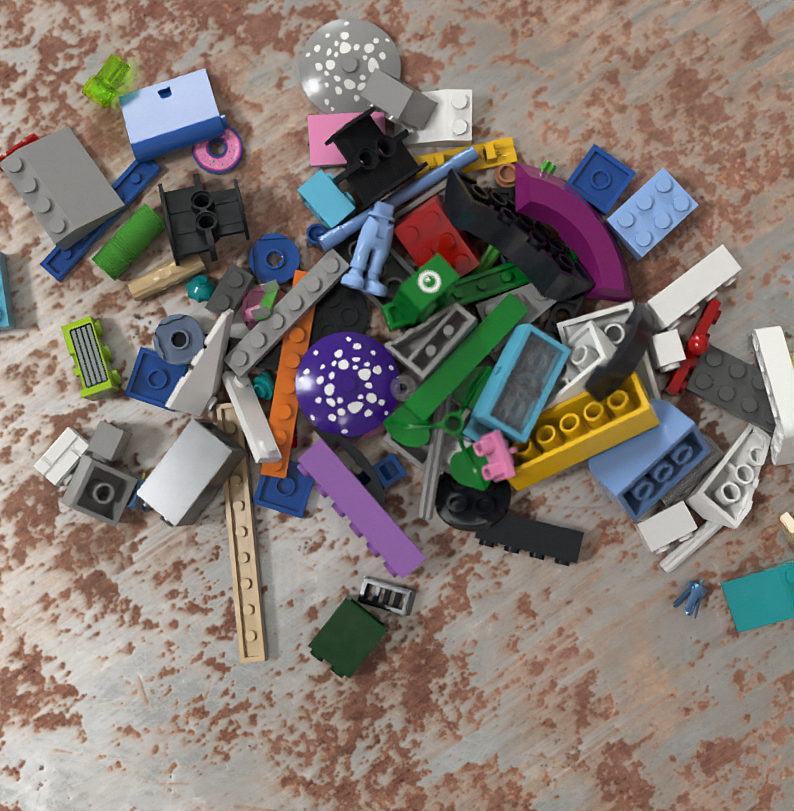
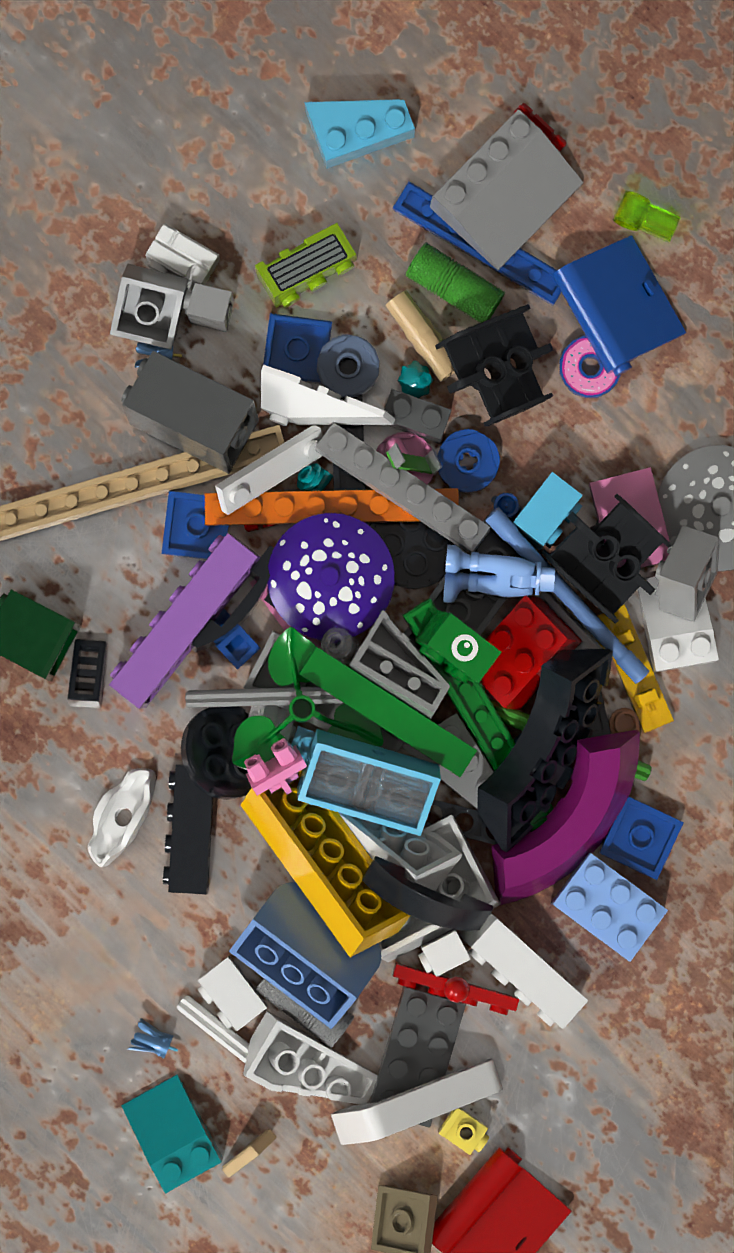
camera: 80 degrees right, 0 degrees up
(521, 603) = (108, 836): none -> white piece

